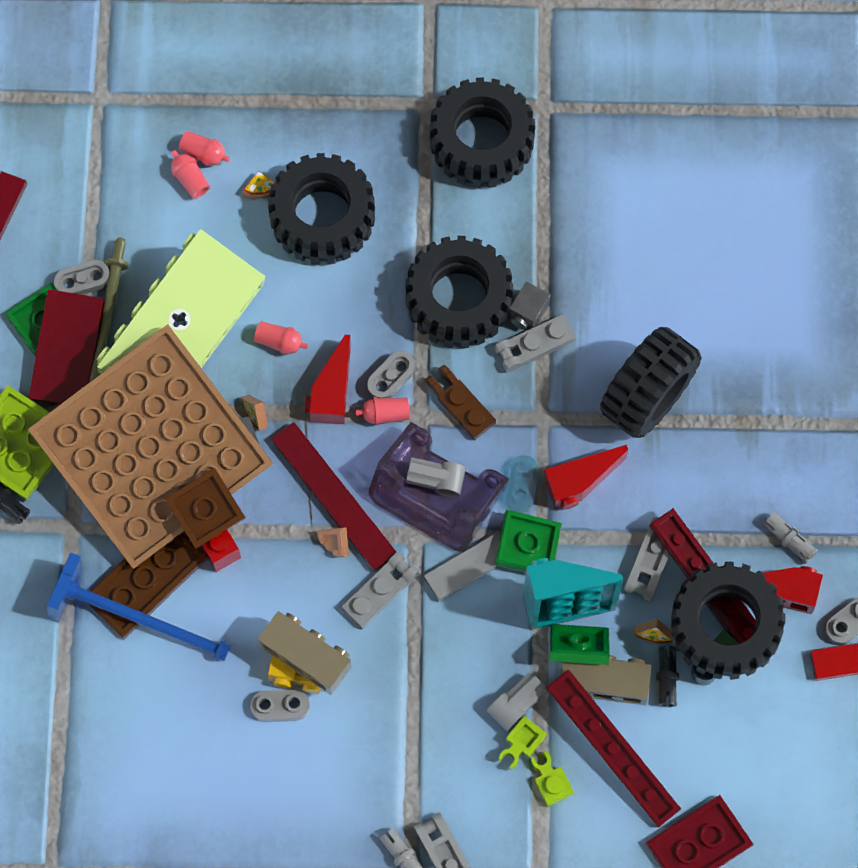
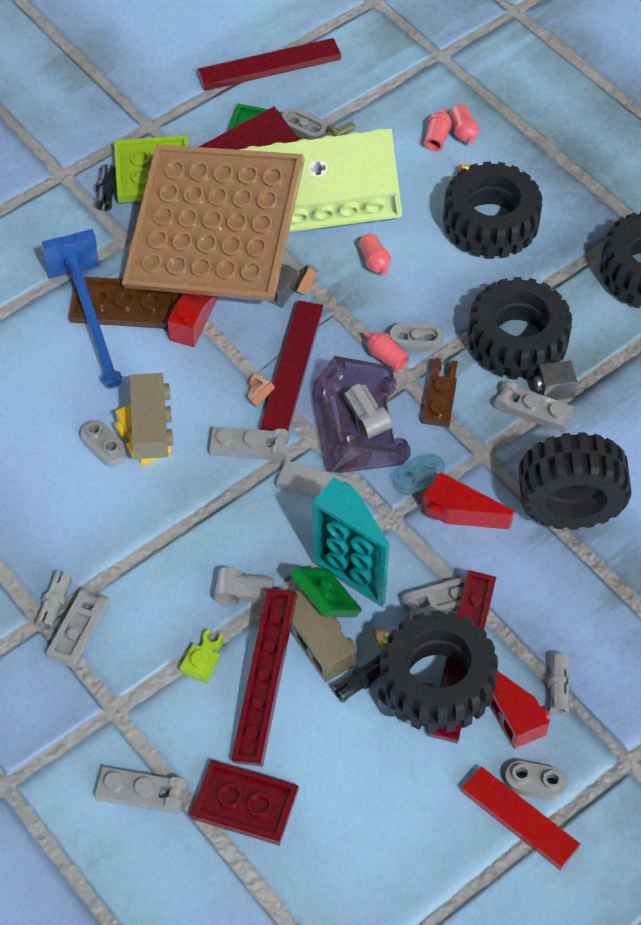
camera: 50 degrees right, 15 degrees down
(205, 508) = (199, 281): reddish brown plate -> none
(329, 390) = (373, 306): red slope -> none
(524, 740) = (219, 614): lime plate -> none
(525, 540) = (384, 503): green tile -> none

